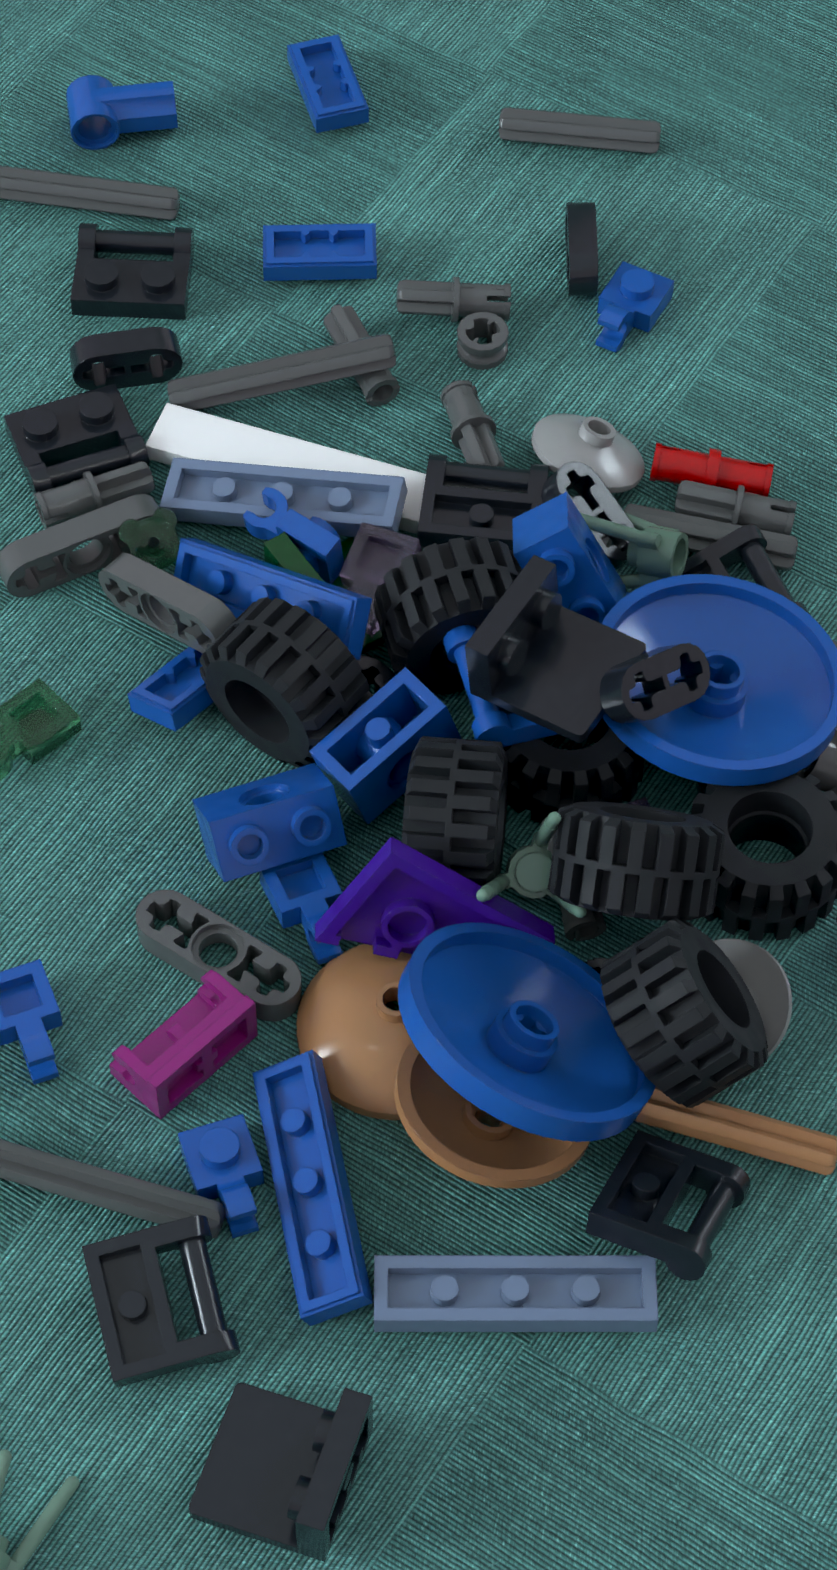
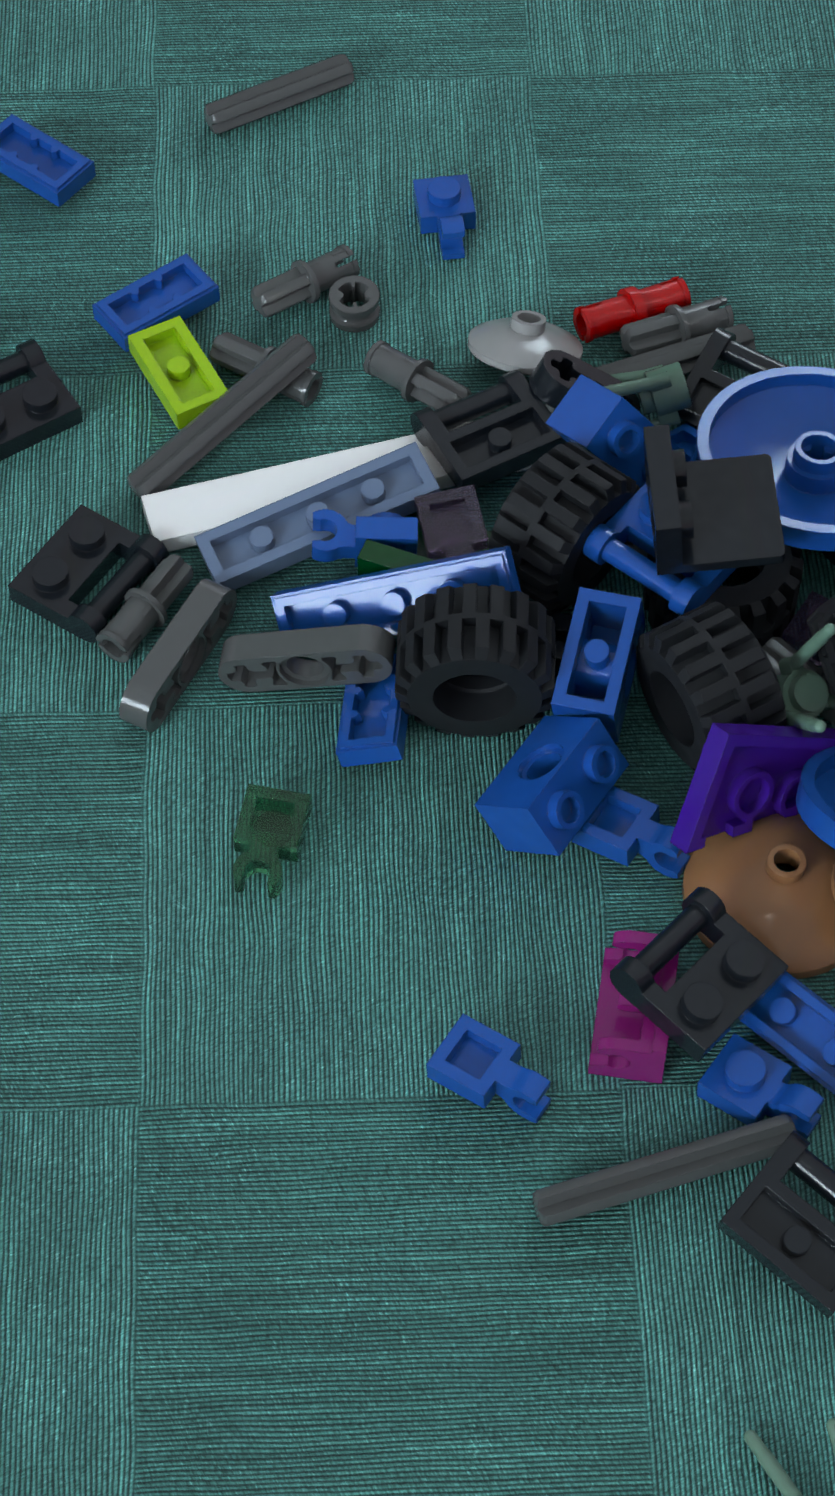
camera: 35 degrees left, 0 degrees up
(126, 358) = (72, 478): black beam -> none
(159, 525) = (259, 608): clear green plate -> none
(206, 929) = (573, 900): dark grey beam -> none
(239, 1062) = (714, 990): none -> black plate
(286, 312) = (176, 369): none -> lime plate
(581, 249) = (372, 186): black beam -> none
(658, 694) = (800, 481): black beam -> none

